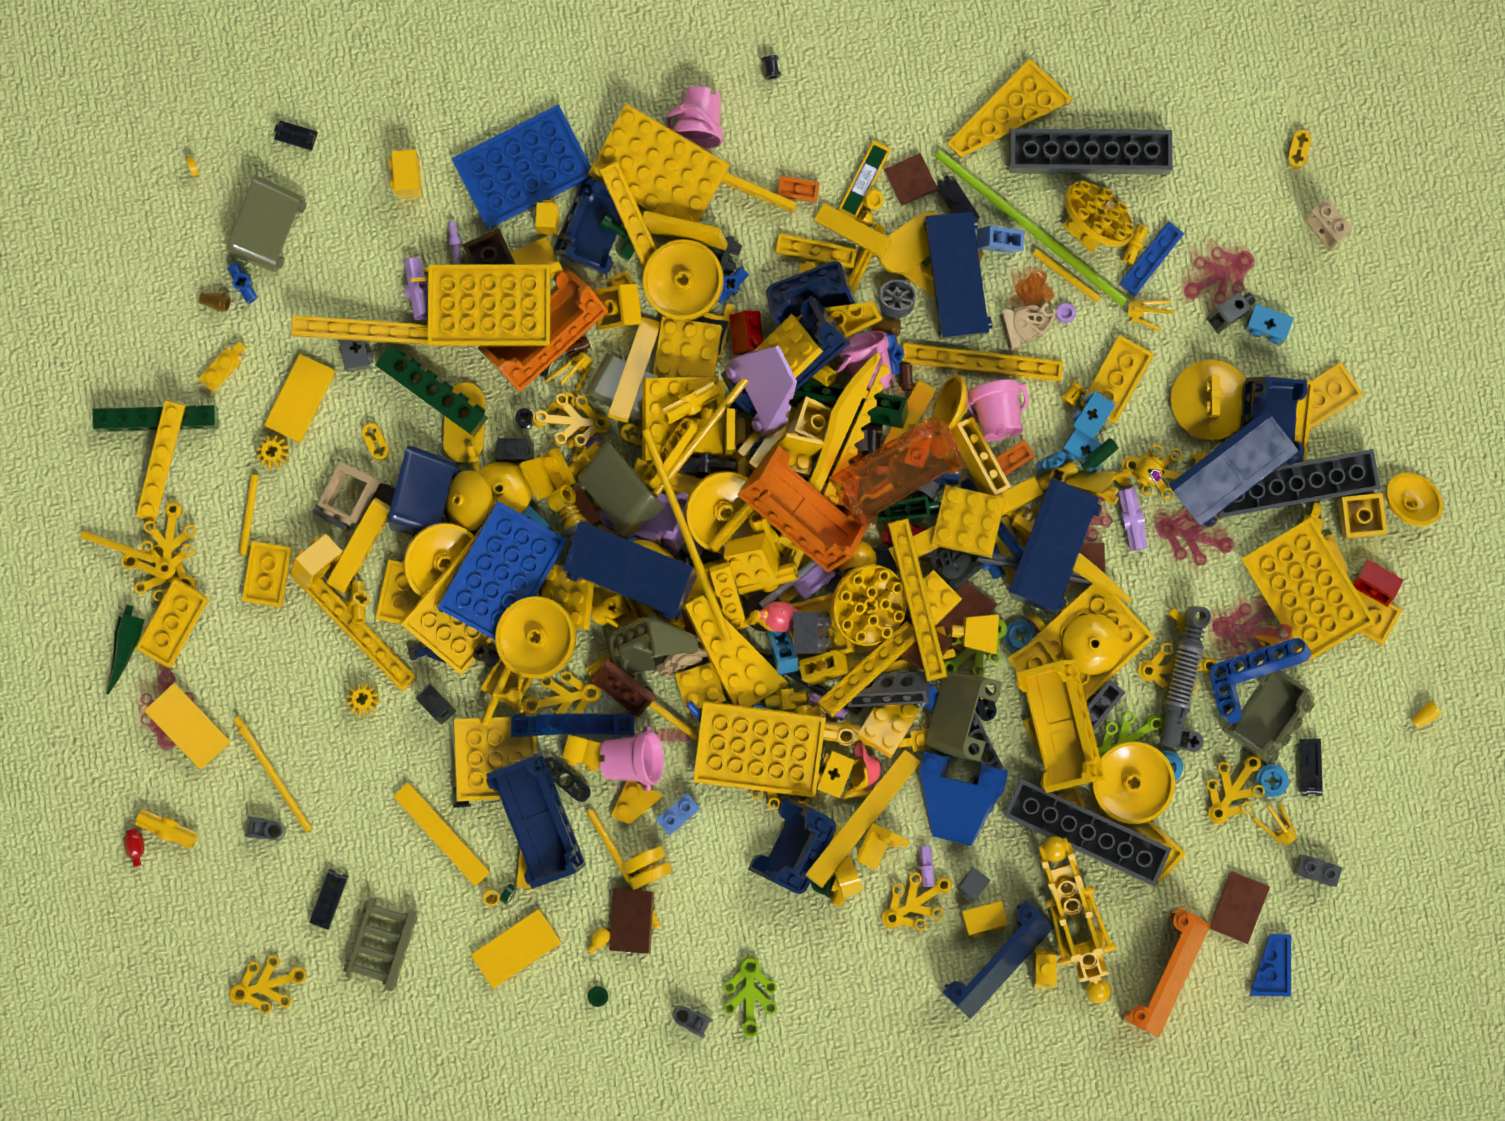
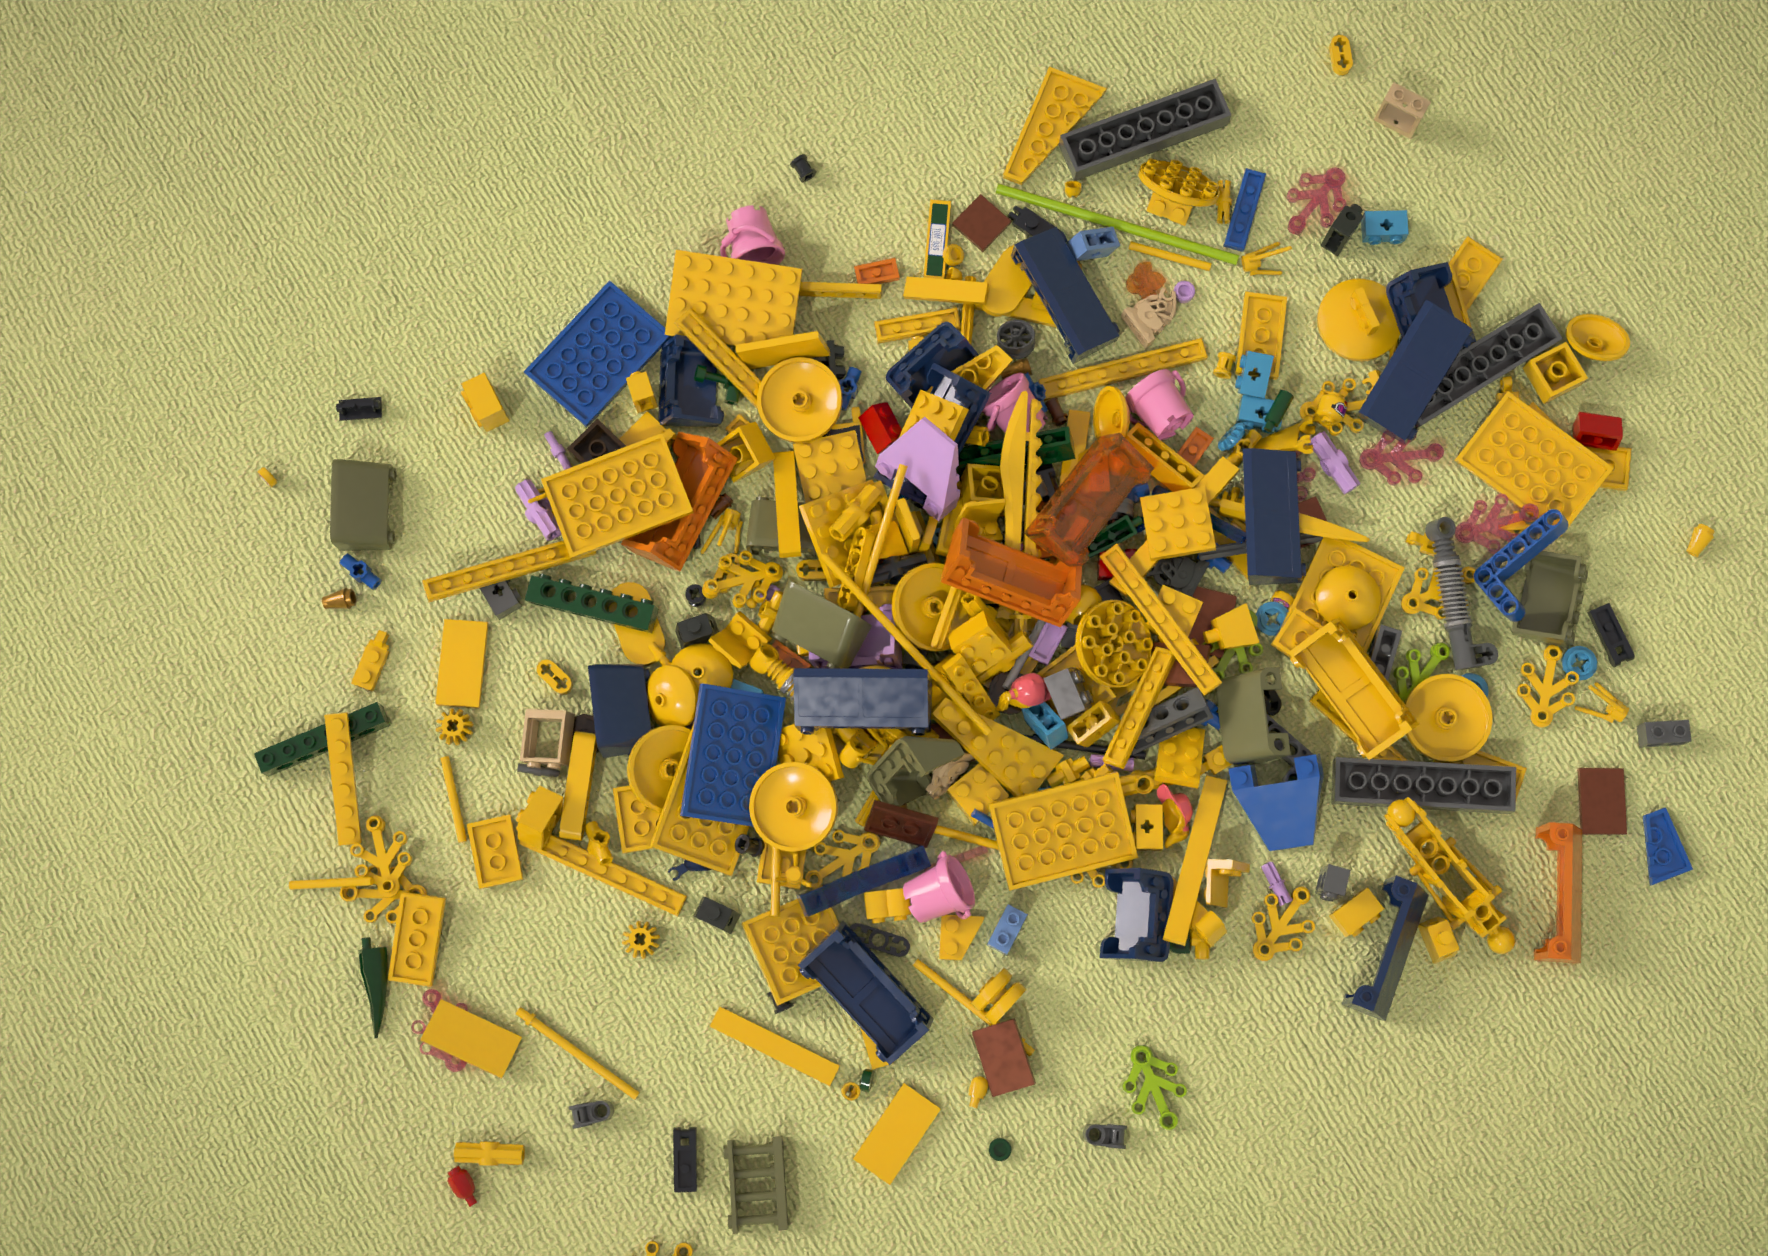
camera: 20 degrees left, 5 degrees down
(1005, 179) = (1073, 188): none -> yellow hinge

